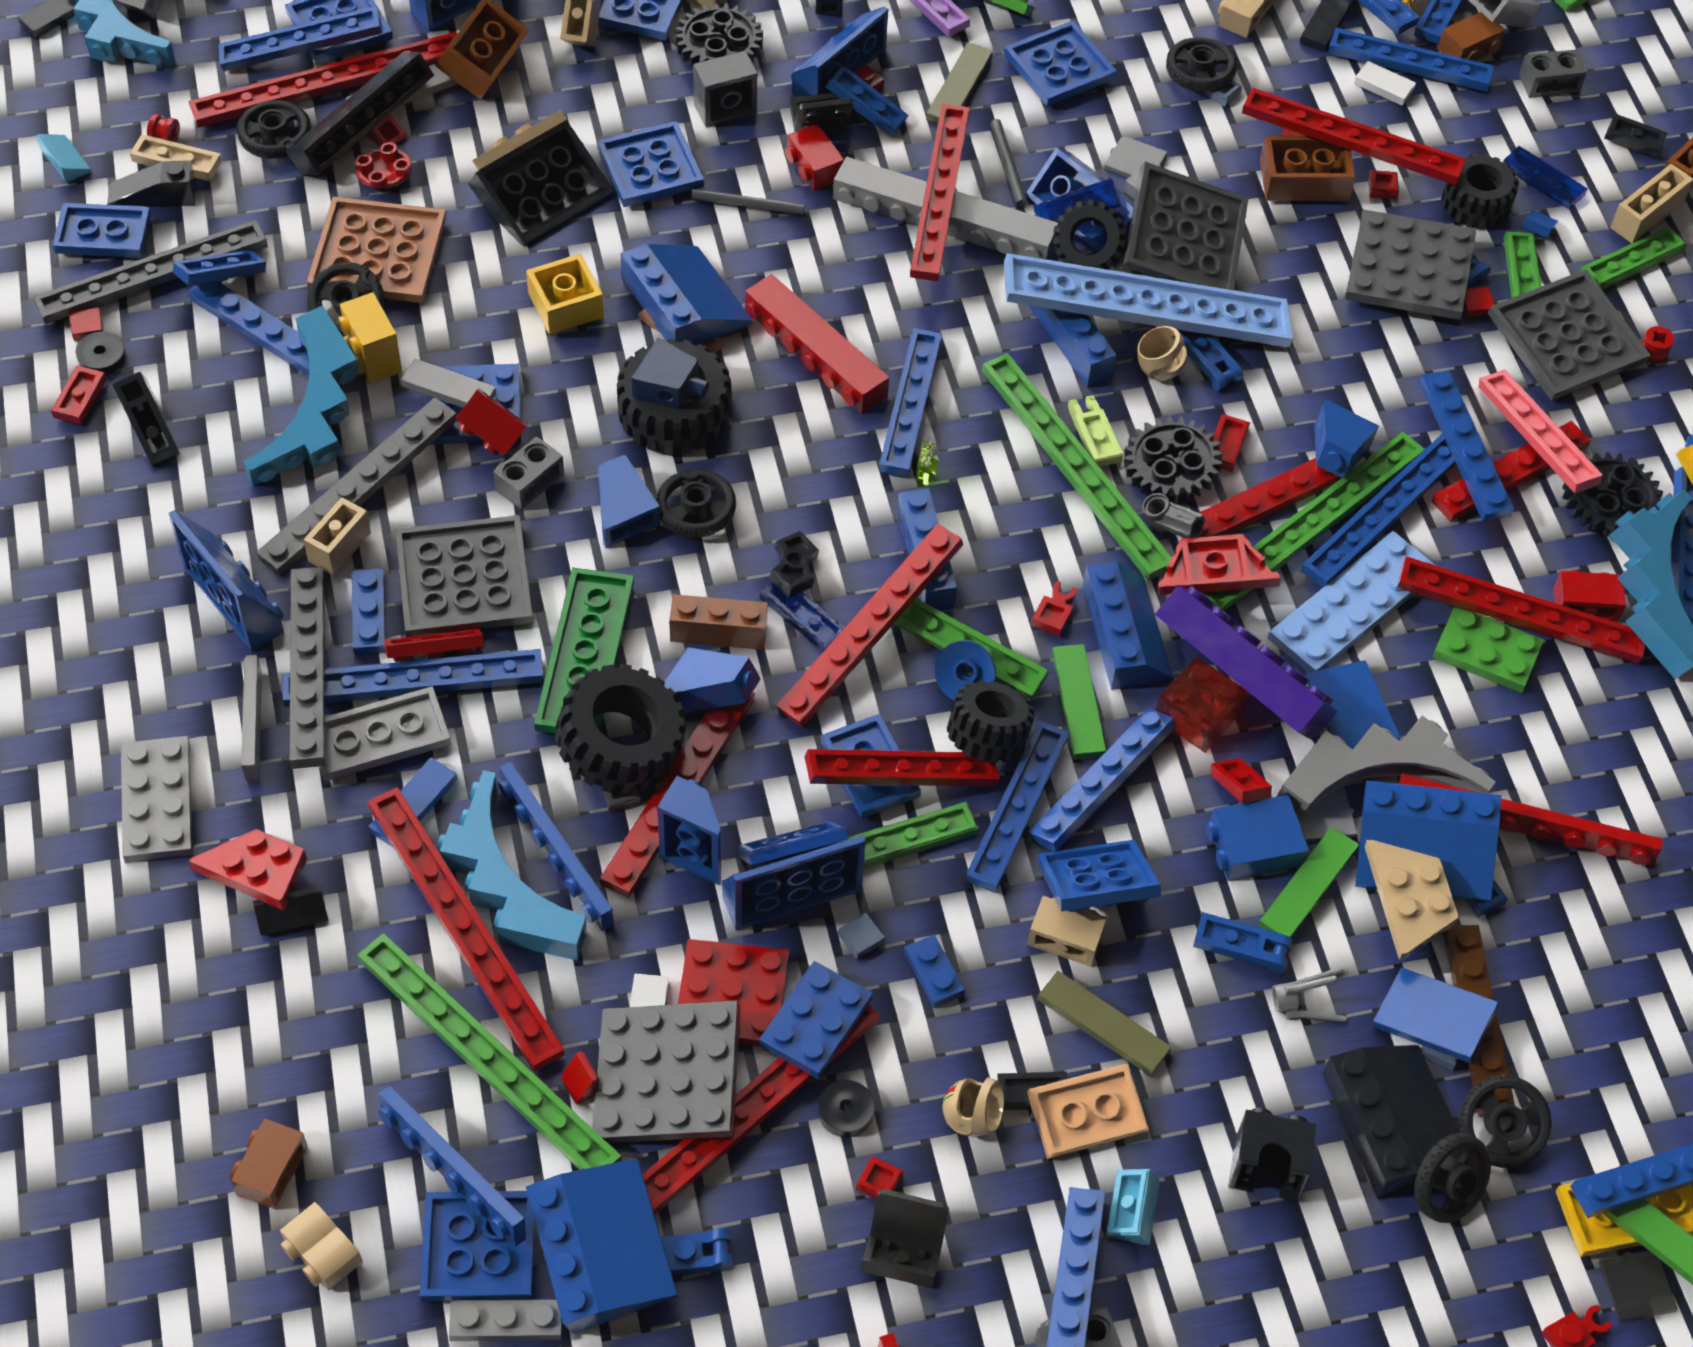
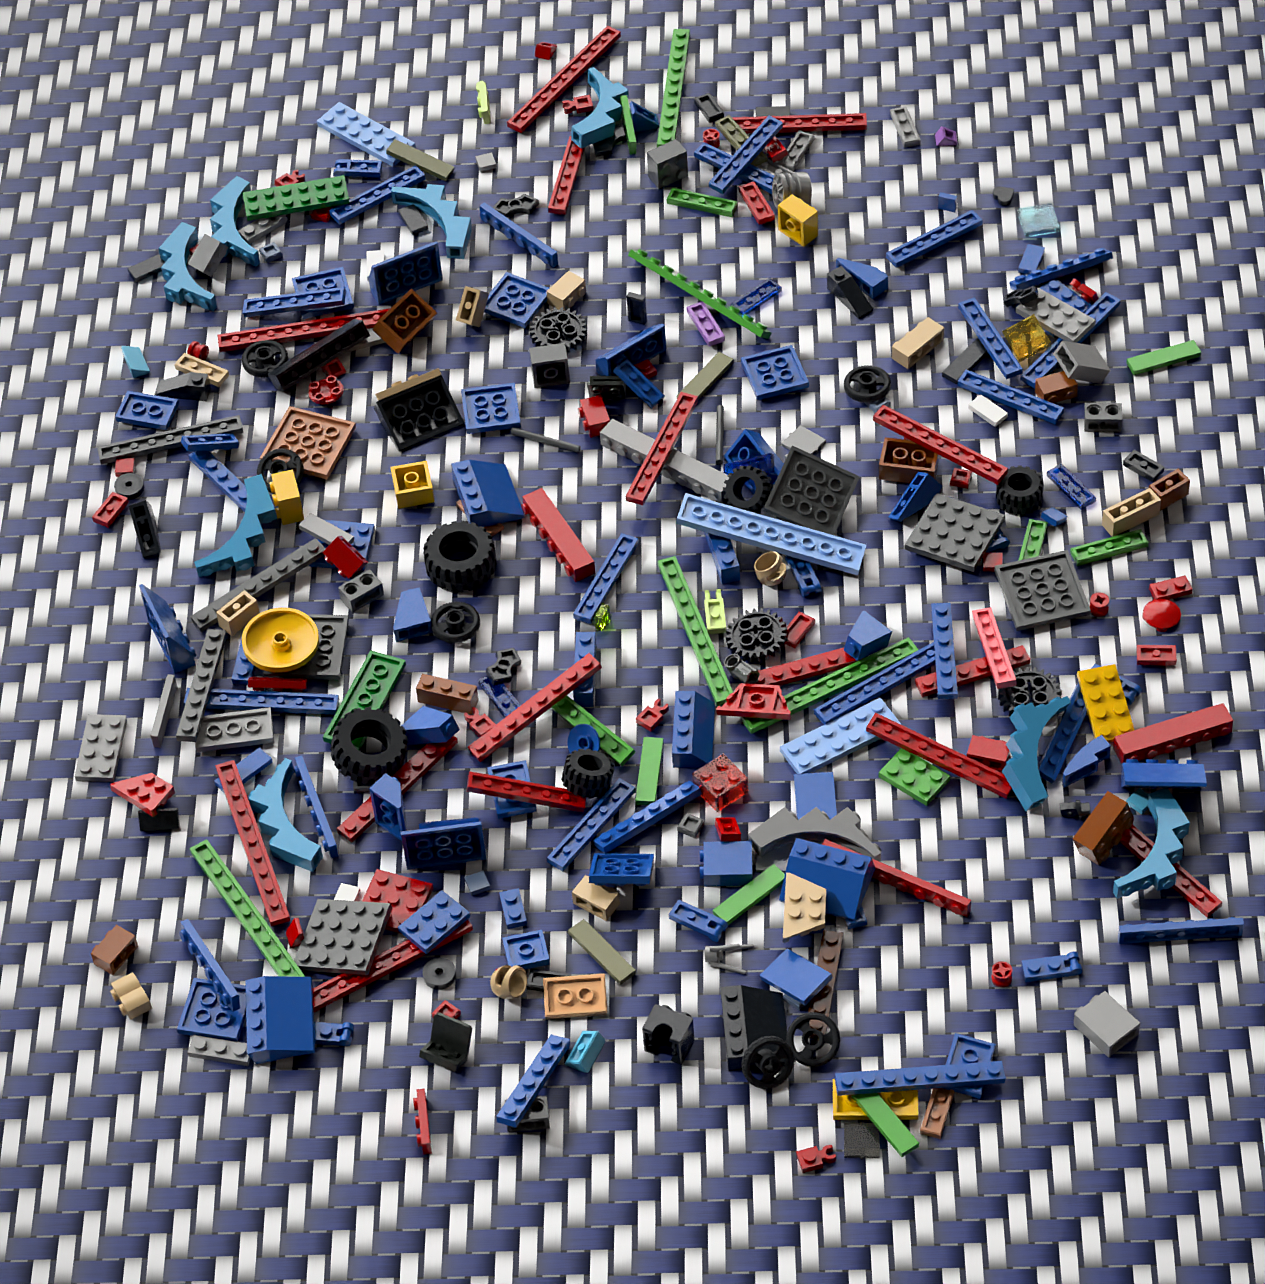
camera: 20 degrees right, 5 degrees down
(423, 571) = (280, 639): none -> yellow dish
(667, 376) = (452, 543): torso -> none
(784, 665) = (478, 723): none -> plate
(918, 834) = (523, 832): bright green tile -> none
(982, 1043) = (526, 950): none -> plate
(1173, 782) = (690, 825): none -> dark grey tile
(1251, 666) = (753, 761): dark purple brick -> none
(1335, 219) = (916, 496): none -> blue slope

